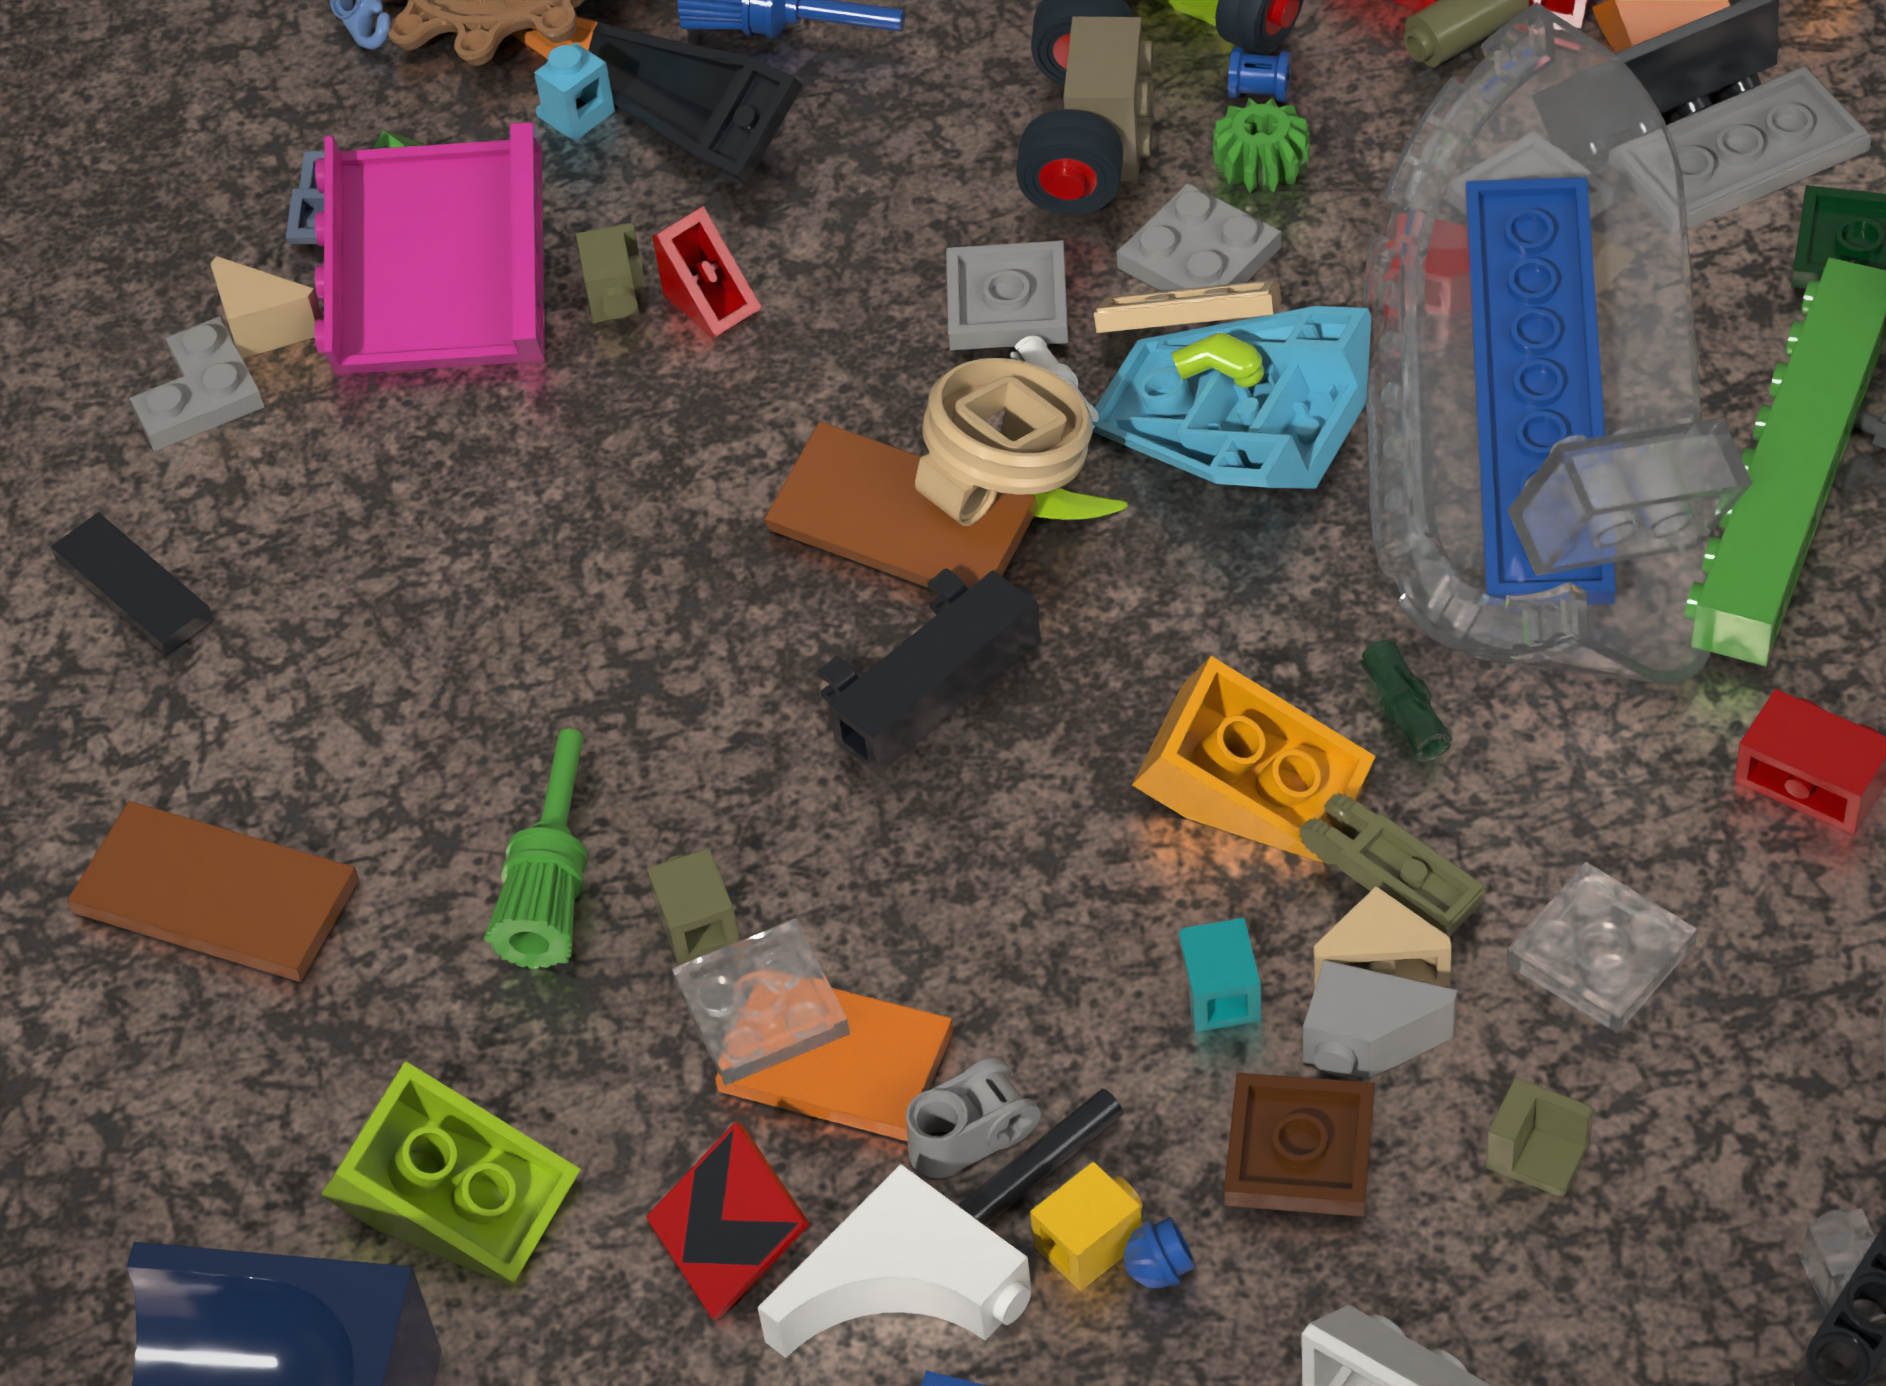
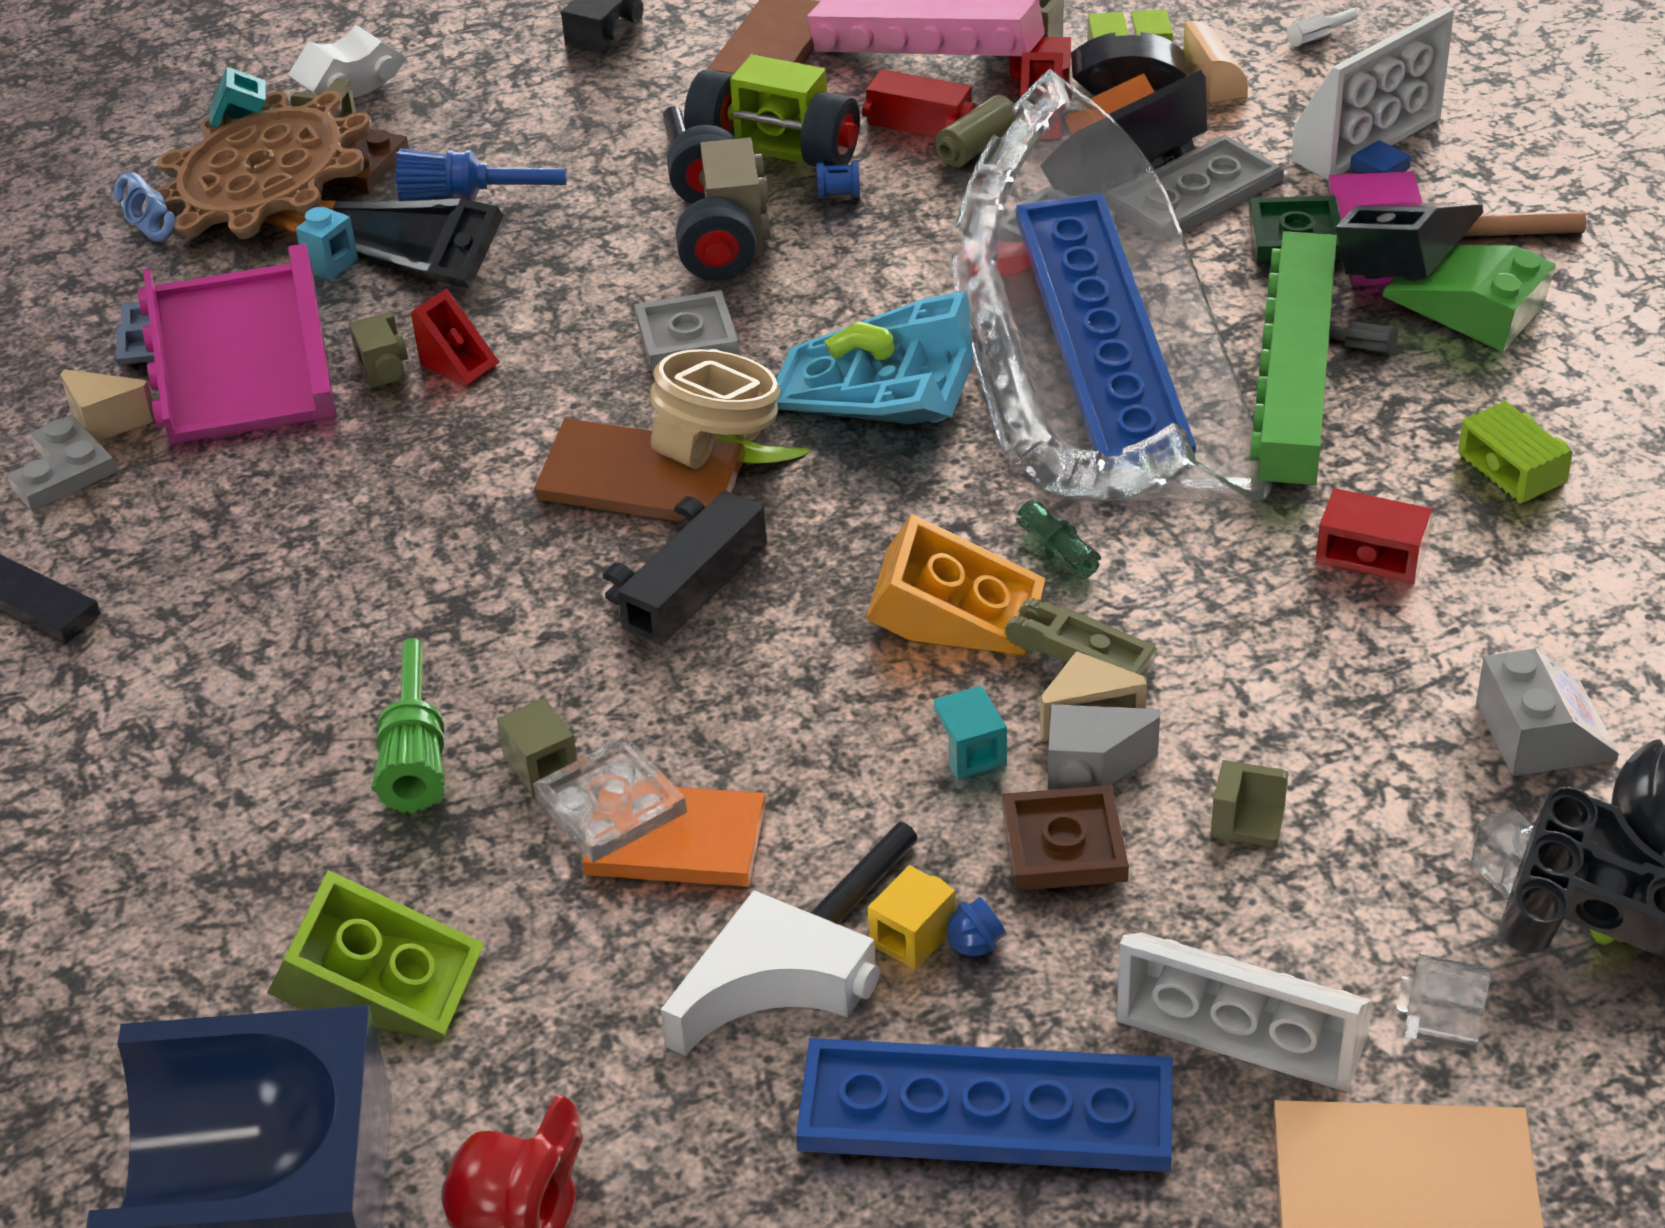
camera: 15 degrees left, 10 degrees down
(214, 890) = (134, 794): dark orange tile -> none
(727, 1220) = (618, 957): red piece -> none
(976, 1110) = (793, 857): light grey piece -> none
(1188, 306) = (825, 316): tan tile -> none
(1198, 244) = (821, 289): light grey plate -> none
(1261, 145) = (851, 219): bright green gear -> none
(1601, 947) = (1253, 677): clear plate -> none
(1628, 495) = (1195, 372): clear brick -> none

